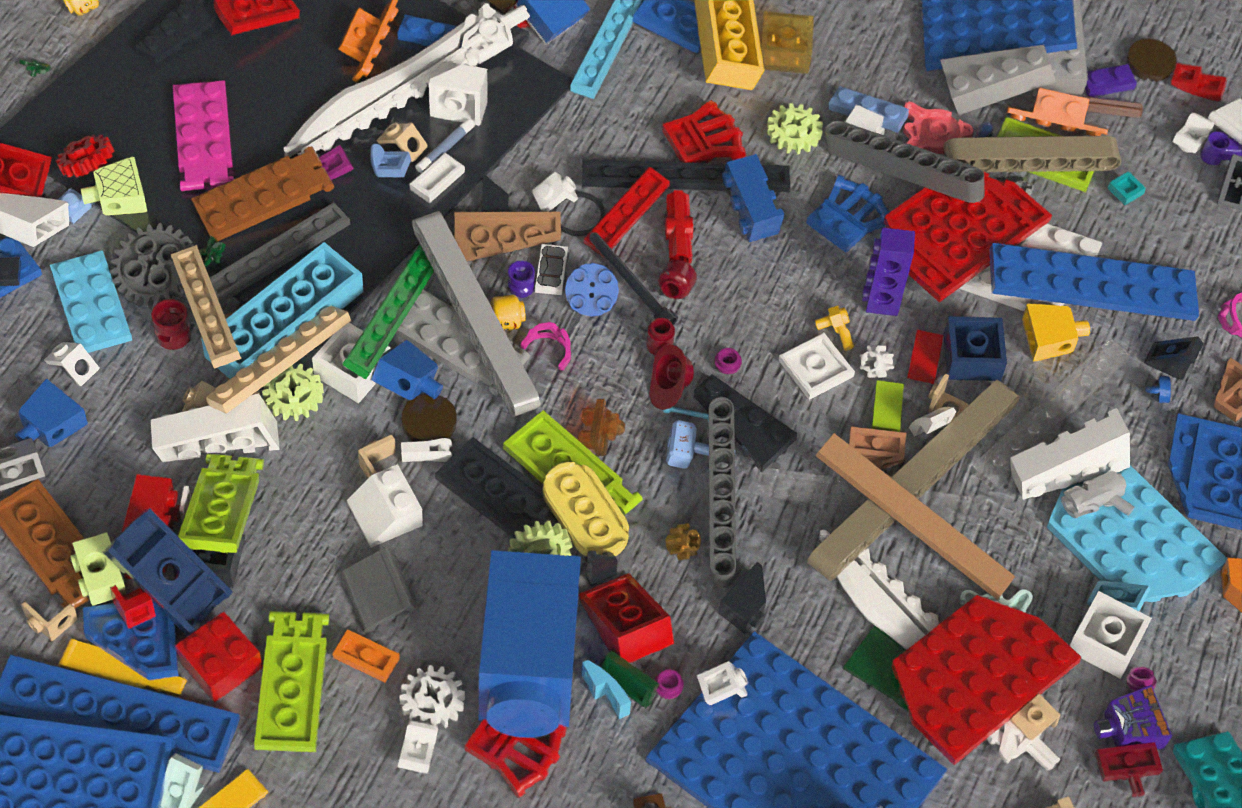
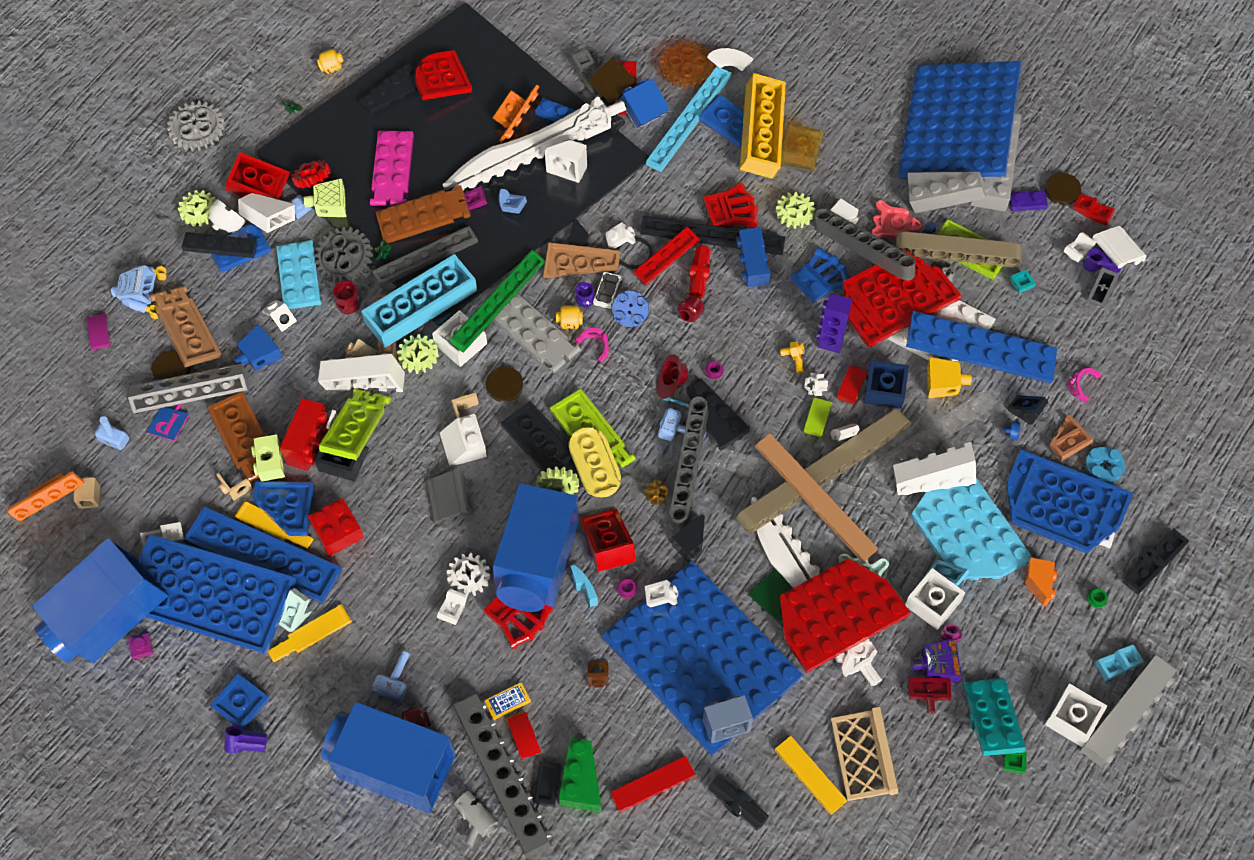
camera: 15 degrees right, 5 degrees up
(133, 607) = (286, 486): red panel -> none
(143, 553) = (295, 452): dark blue piece -> none
(205, 307) = (367, 289): tan plate -> none
(278, 359) = (409, 331): tan plate -> none
(292, 683) = (380, 551): lime hinge -> none
(366, 656) = (431, 540): orange plate -> none
(400, 134) = (521, 183): tan bracket -> none
(407, 372) = (494, 350): blue torso -> none
(421, 450) = (494, 405): white bar -> none
(437, 177) = (542, 216): white tile -> none
(445, 145) = (551, 194): sand blue bar -> none
(476, 314) = (547, 316): light grey beam -> none
(600, 566) = (597, 502): black tile -> none
(604, 427) = (619, 405): clear orange hips -> none
(631, 279) = (676, 334): black piece -> none
(633, 681) = (601, 581): dark green tile -> none
(659, 333) = (669, 346): dark red brick -> none
(816, 366) = (774, 381): white tile -> none
(845, 100) = (865, 208): medium blue plate -> none
(879, 446) = (803, 445): nougat wing -> none
(941, 398) = (854, 415): tan bracket -> none
(1035, 717) = (869, 649): tan bracket -> none
(1059, 109) = (986, 218): orange bracket -> none
(1100, 491) = (948, 498): light grey piece -> none
(1114, 107) = (1021, 219): axle -> none

